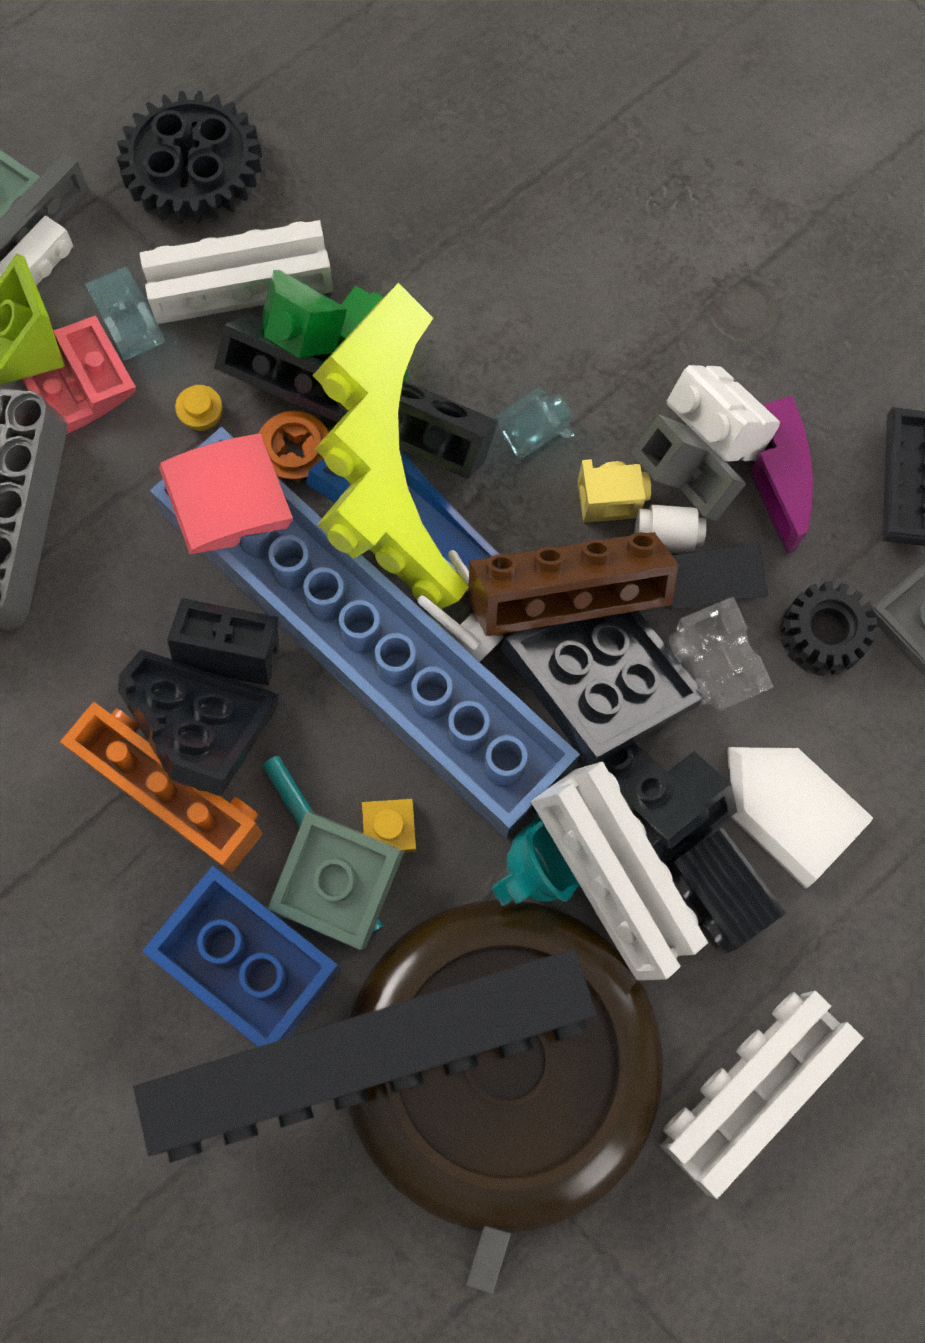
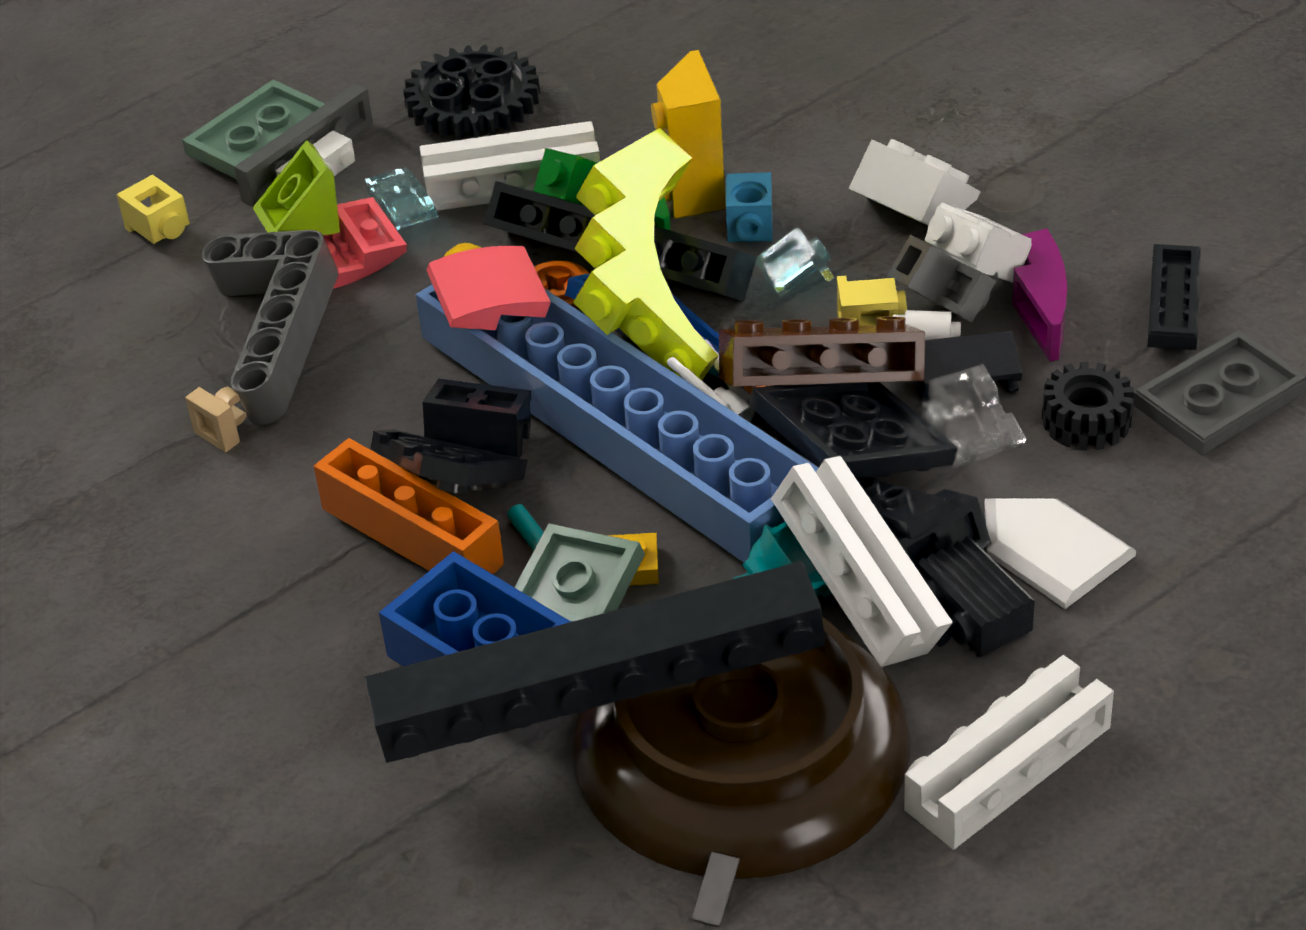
camera: 10 degrees right, 30 degrees down
(429, 255) = (691, 117): none -> yellow slope
(487, 325) = (749, 207): none -> dark azure brick
(652, 316) = (910, 181): none -> white slope

